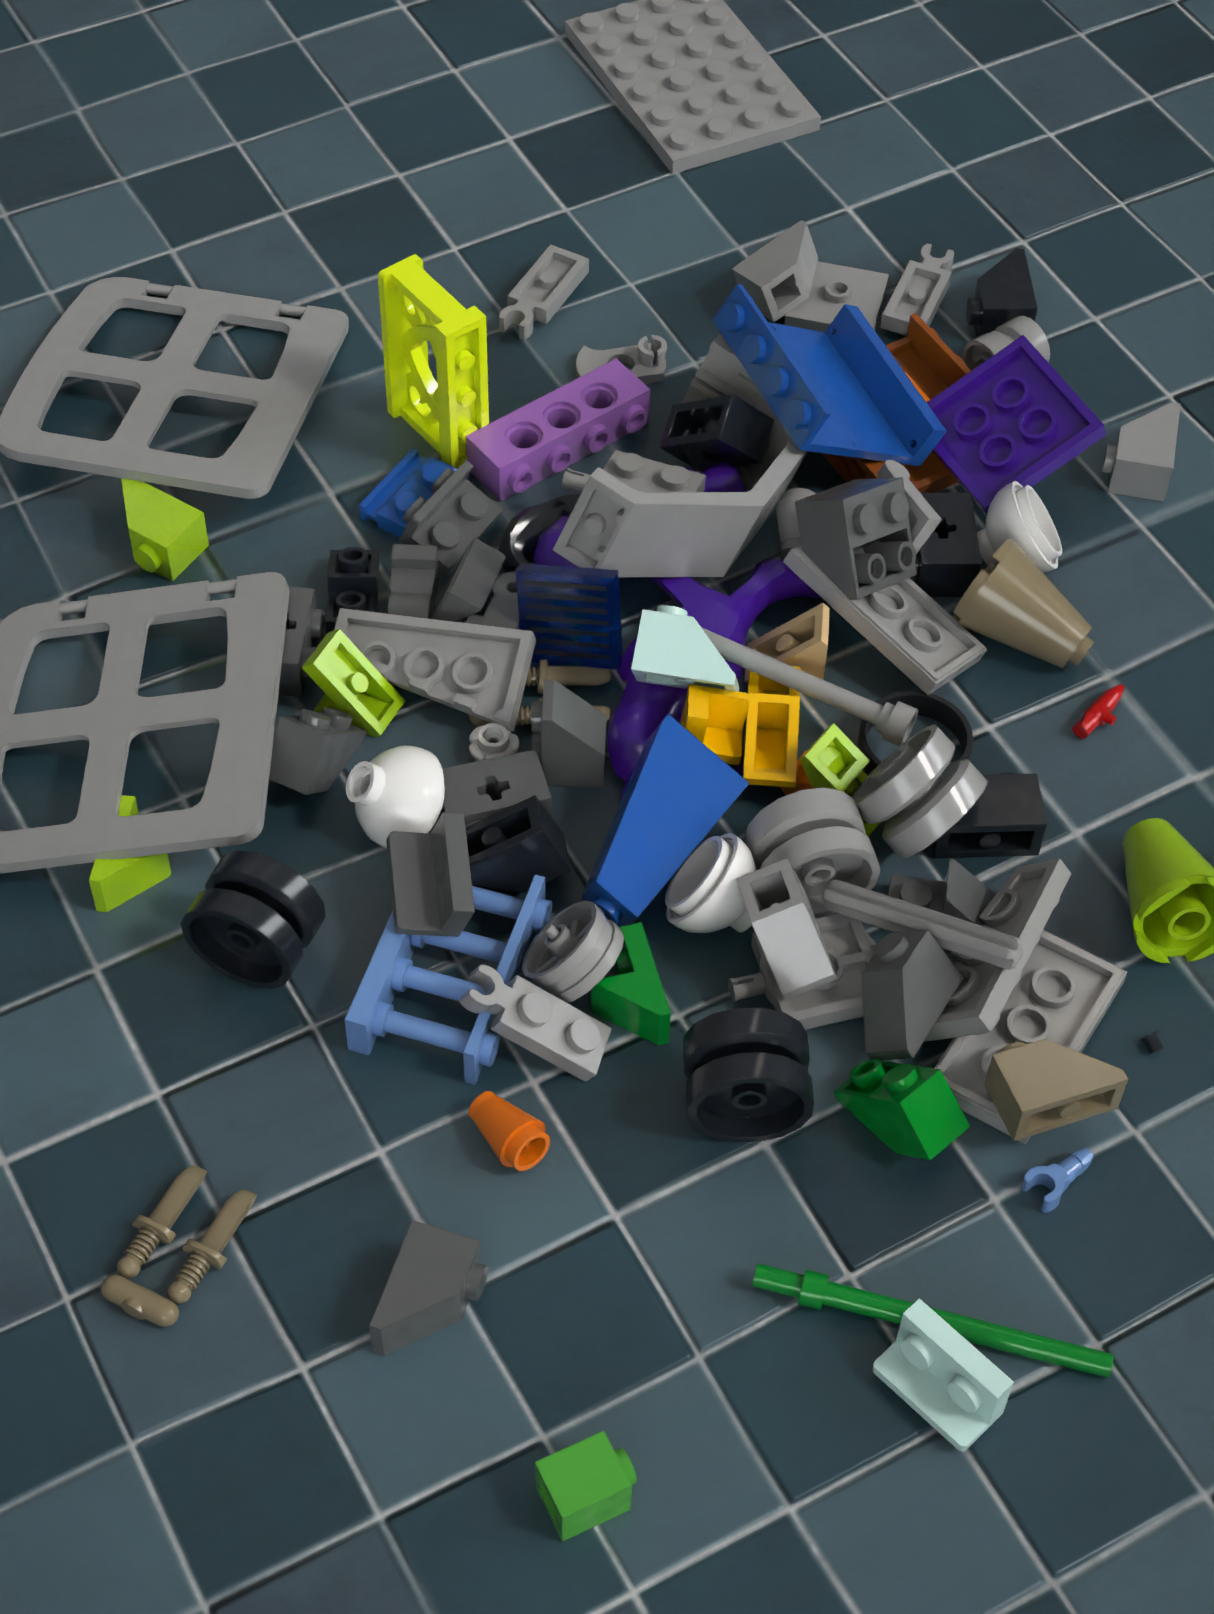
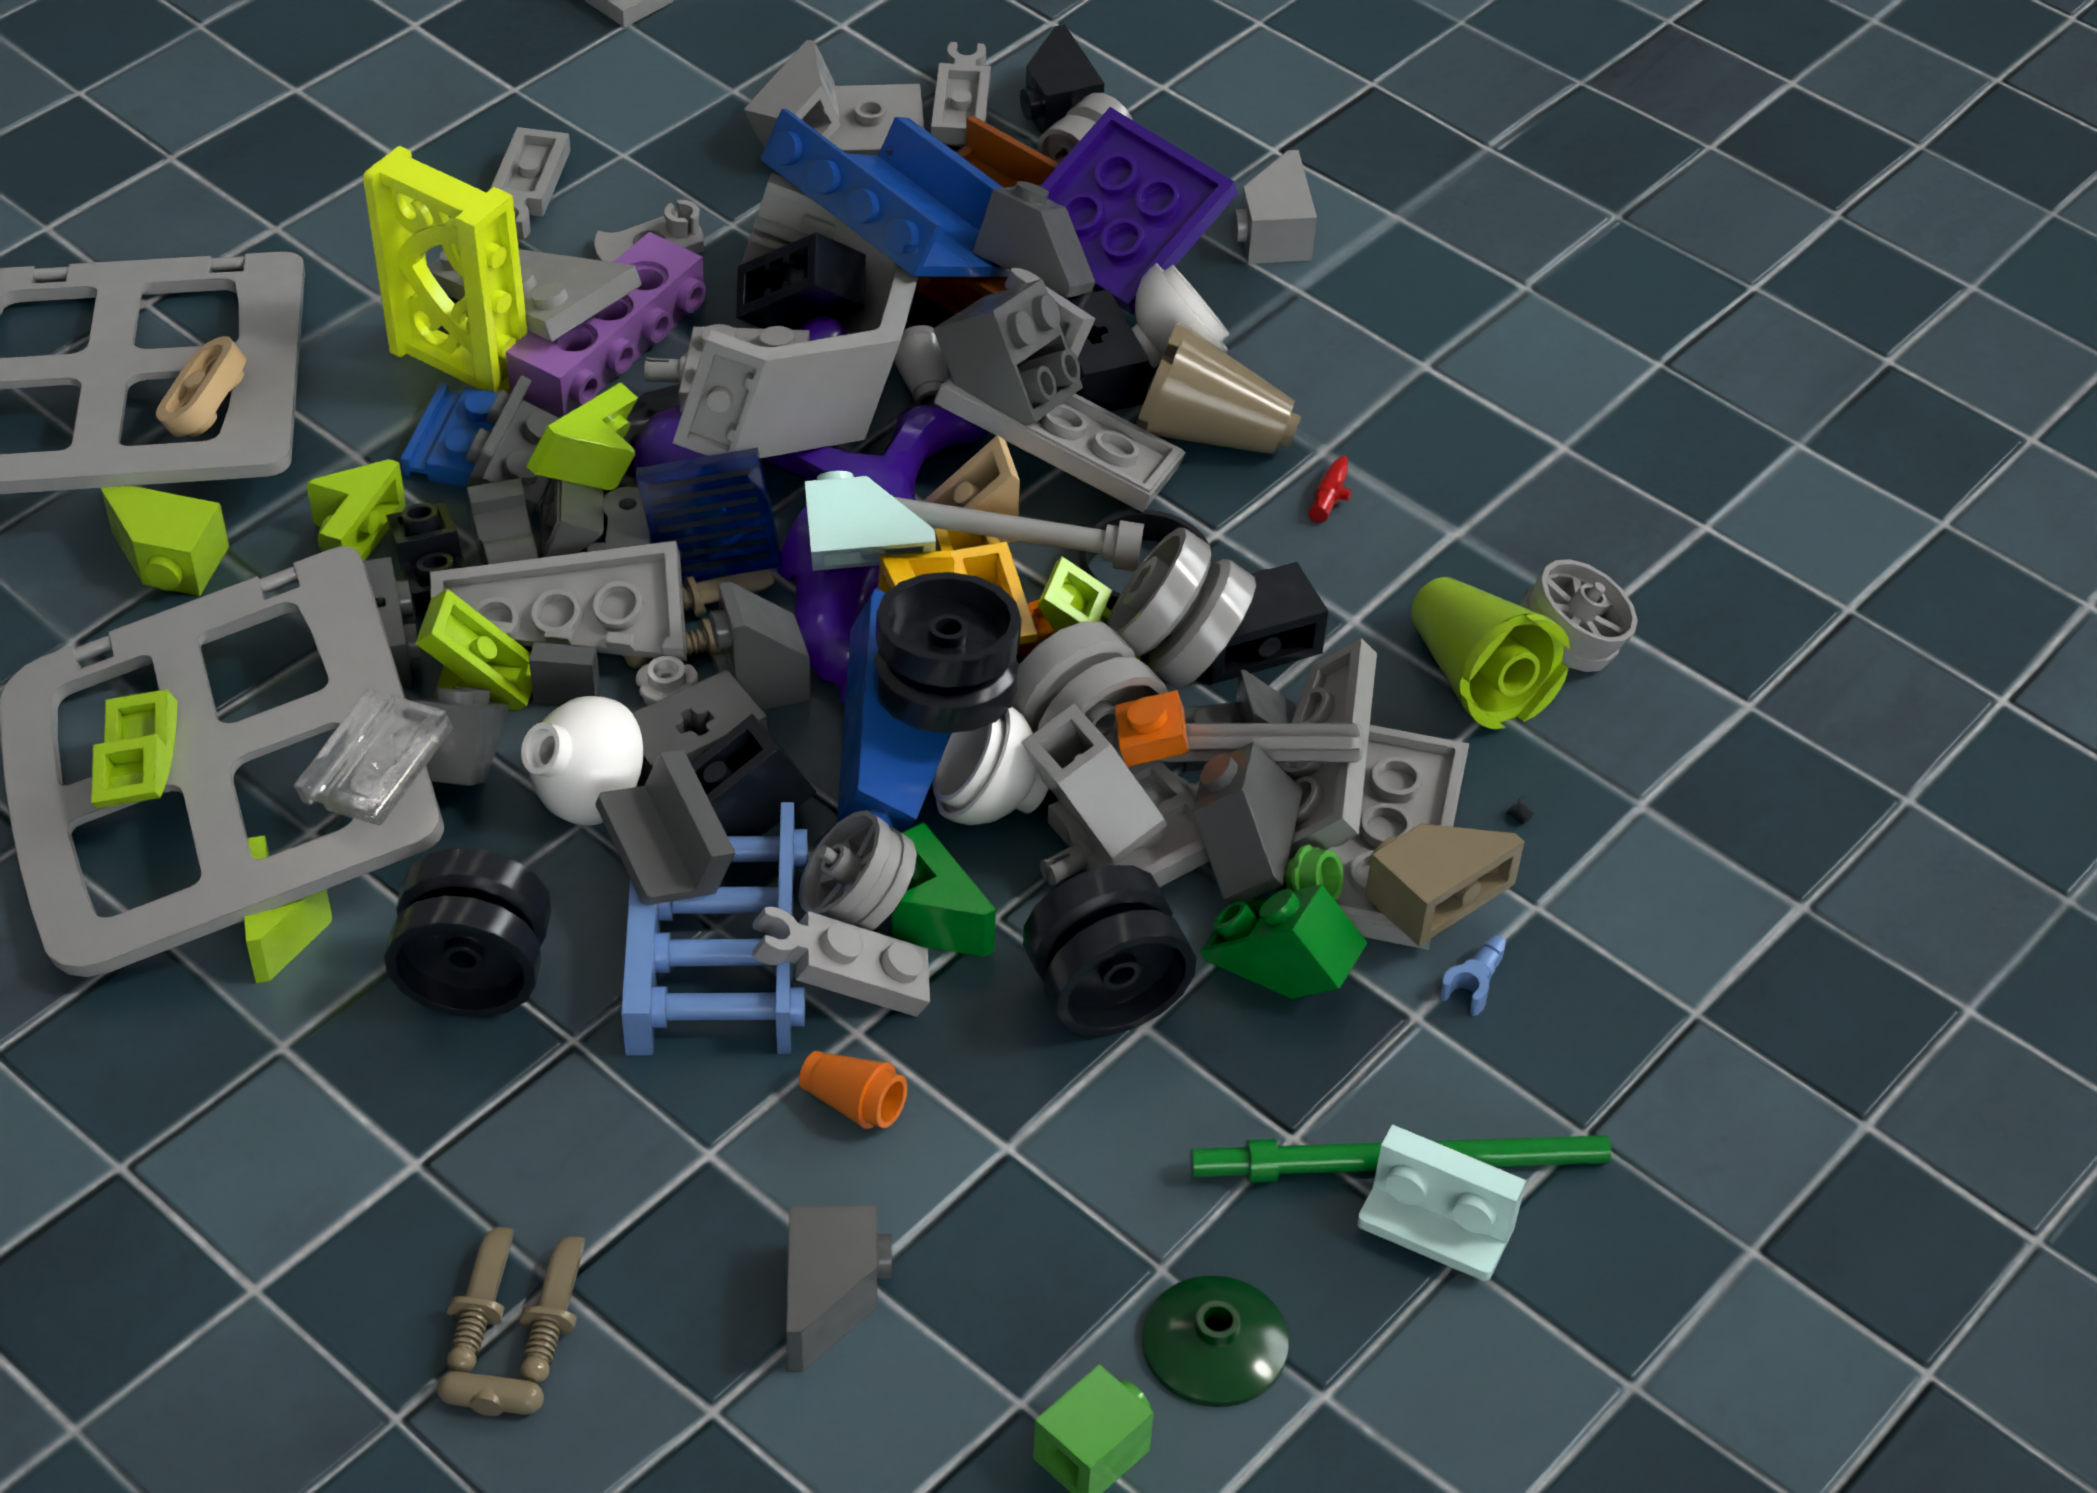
camera: 20 degrees left, 5 degrees down
(68, 702) = (135, 750): none -> lime slope
(223, 413) = (201, 388): none -> tan plate
(226, 758) = (373, 757): none -> clear plate
(306, 540) = (355, 504): none -> lime slope
(414, 719) = (563, 672): none -> dark grey tile
(495, 529) = (588, 442): none -> lime slope
(526, 392) = (556, 288): none -> light grey wing
(699, 787) = (947, 652): none -> black wheel
(716, 1458) = (1209, 1364): none -> dark green dish
(852, 892) = (1151, 728): none -> orange plate
(920, 437) = (1034, 235): none -> dark grey slope
(946, 1052) = (1313, 868): none -> bright green plate

